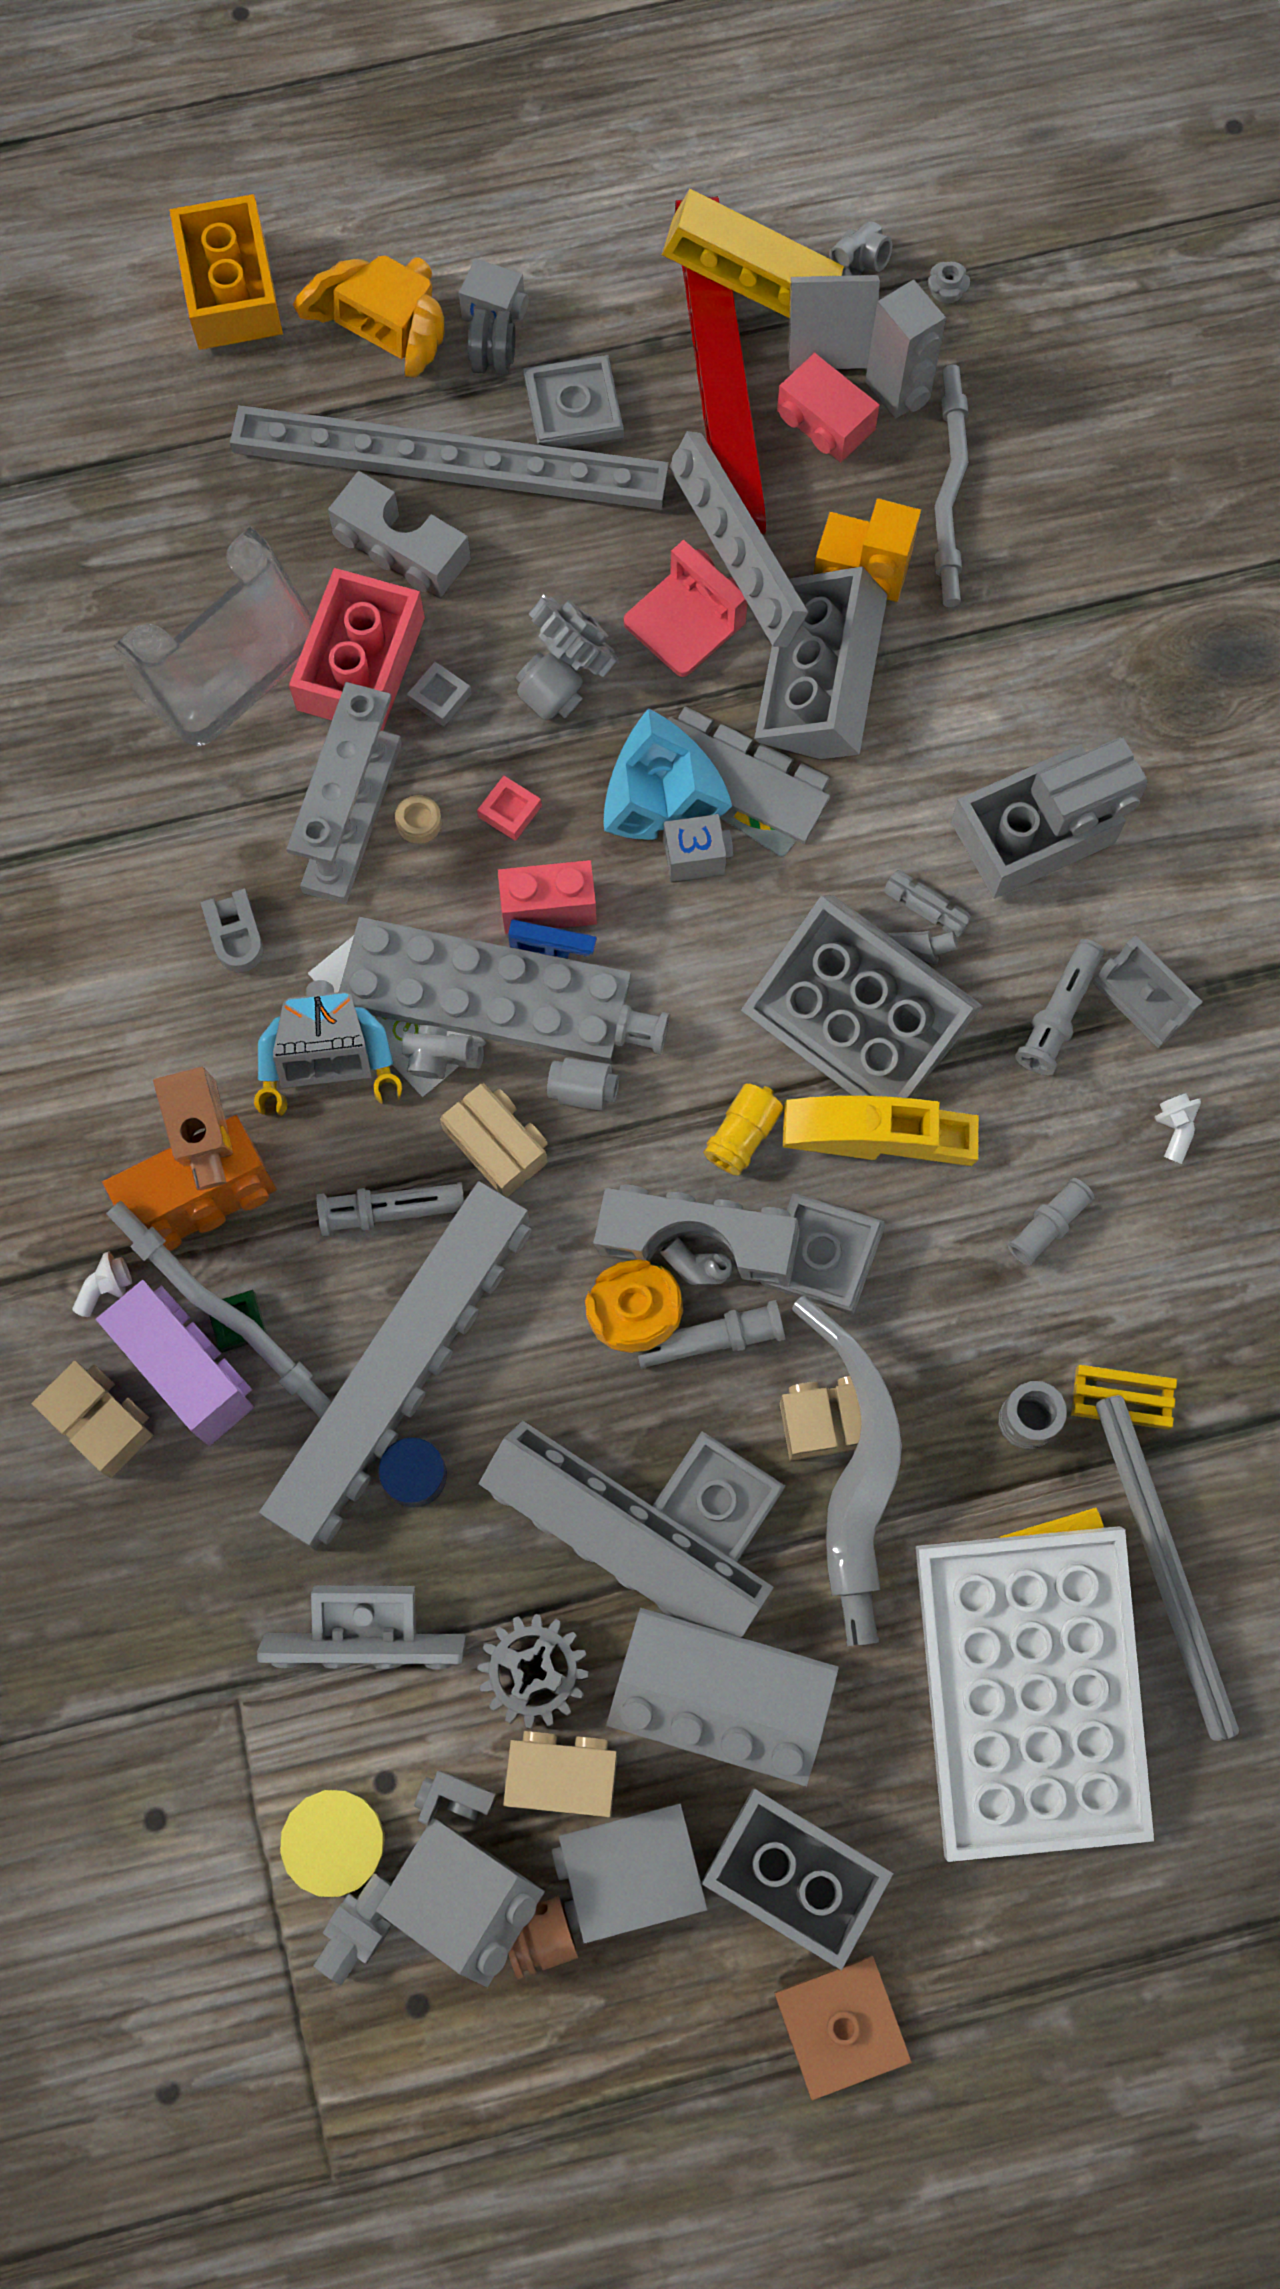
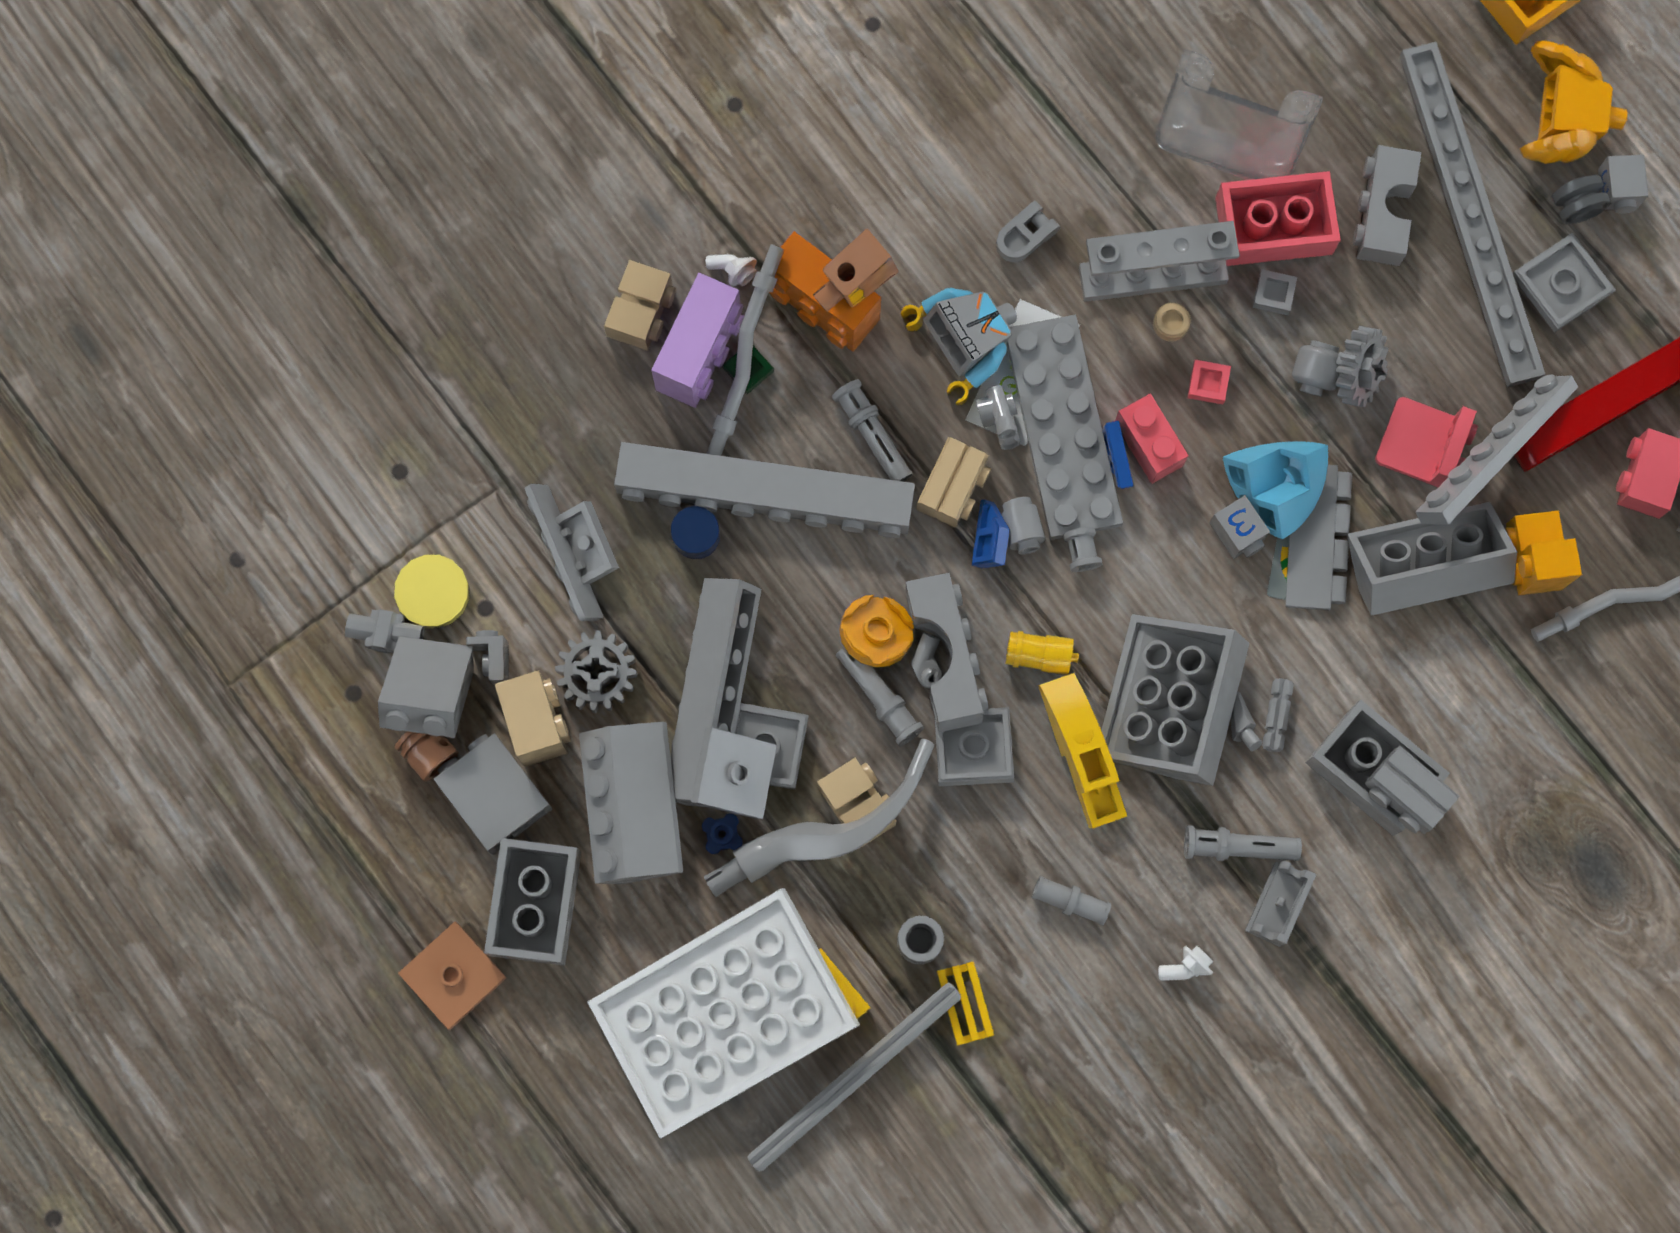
camera: 65 degrees right, 5 degrees up
(580, 1125) = (990, 537): none -> blue tile
(742, 1550) = (733, 773): none -> light grey plate
(790, 1609) = (712, 829): none -> dark blue plate

